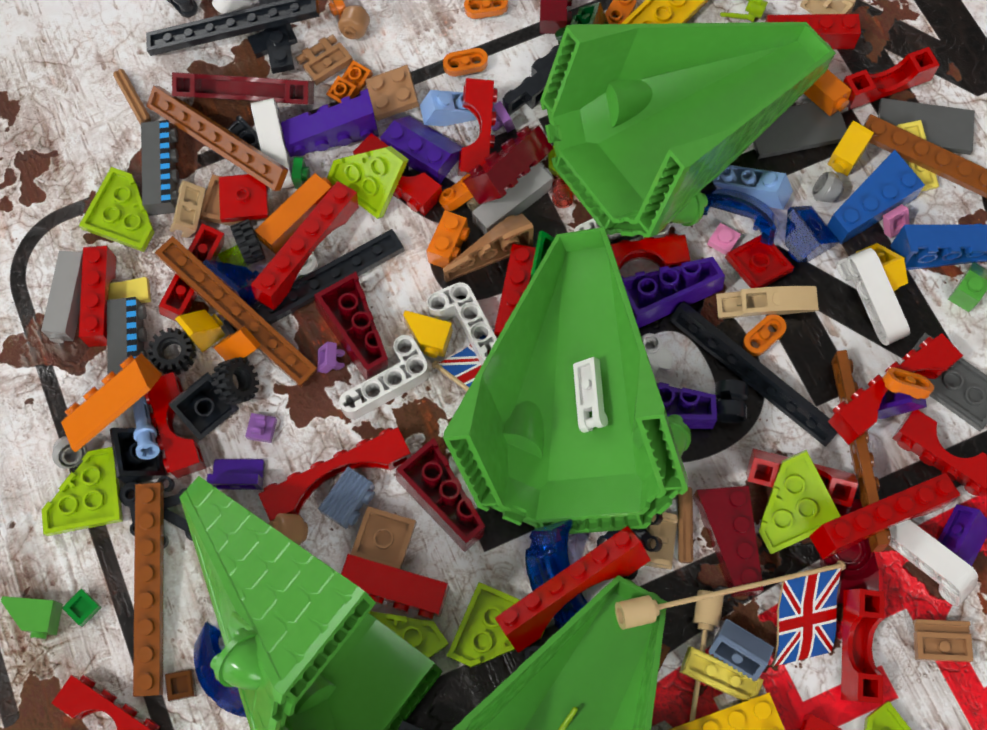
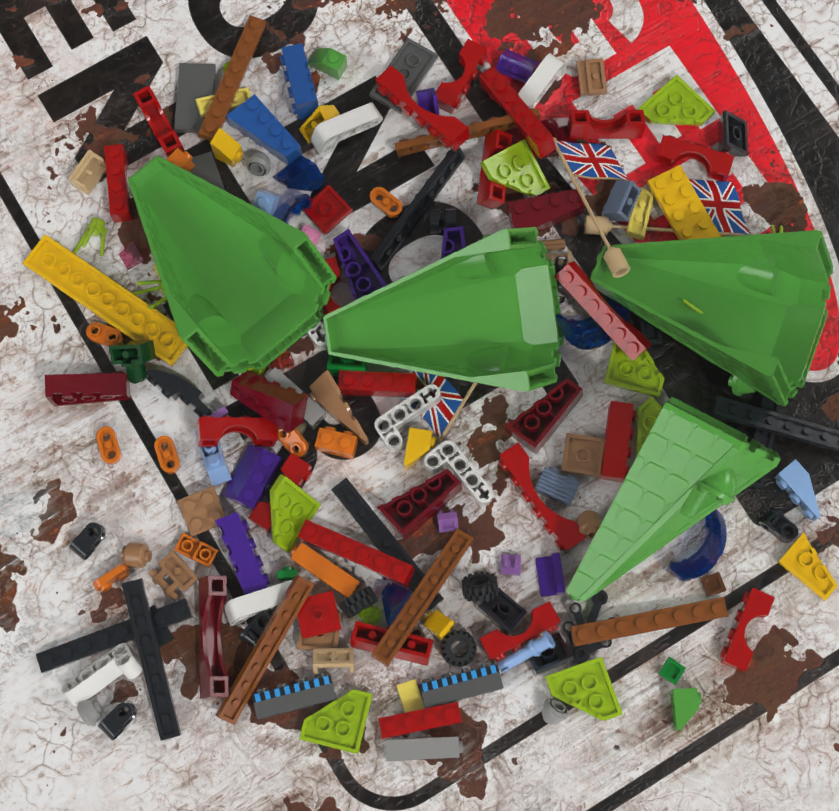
camera: 100 degrees left, 5 degrees up
(109, 401) = (516, 677): orange slope -> none
(131, 96) = (225, 740): medium nougat axle -> none
(237, 345) = (453, 591): orange slope -> none
(589, 394) = (459, 313): white plate -> none
(767, 301) = (361, 201): tan slope -> none
(895, 220) = (282, 115): bright pink plate -> none
(908, 383) = (423, 97): orange plate -> none

